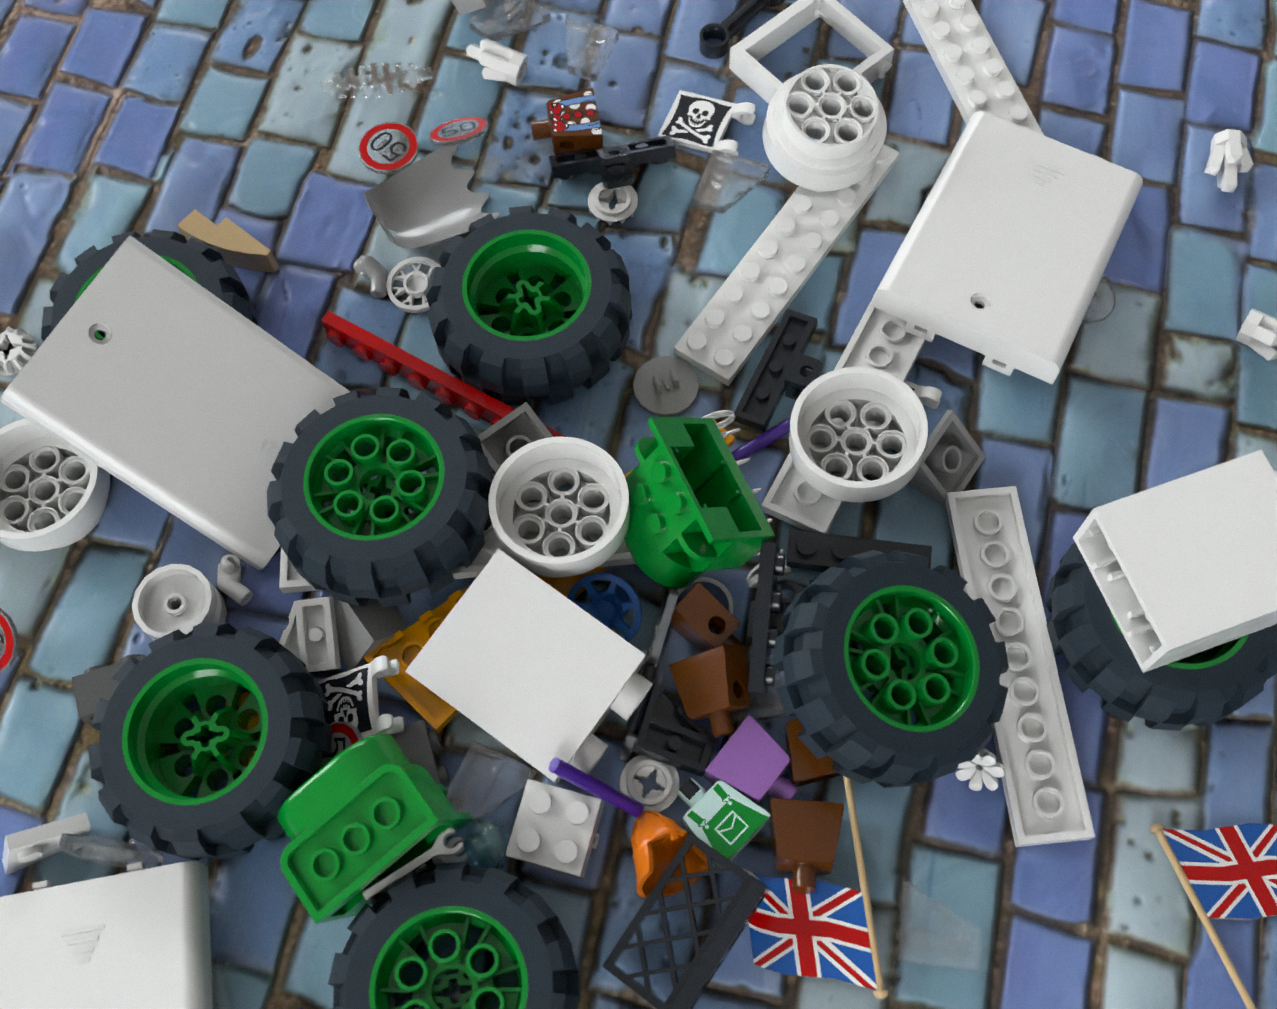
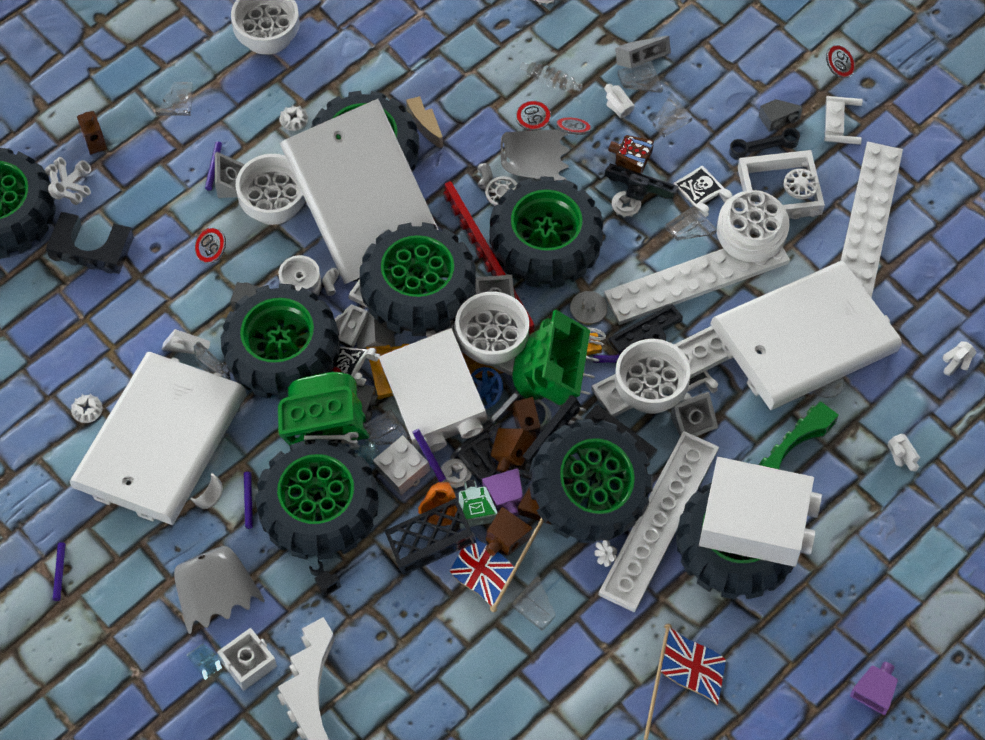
camera: 30 degrees right, 5 degrees down
(842, 36) = (801, 183): none -> white wheel
(1119, 363) = (816, 424): none -> green arch

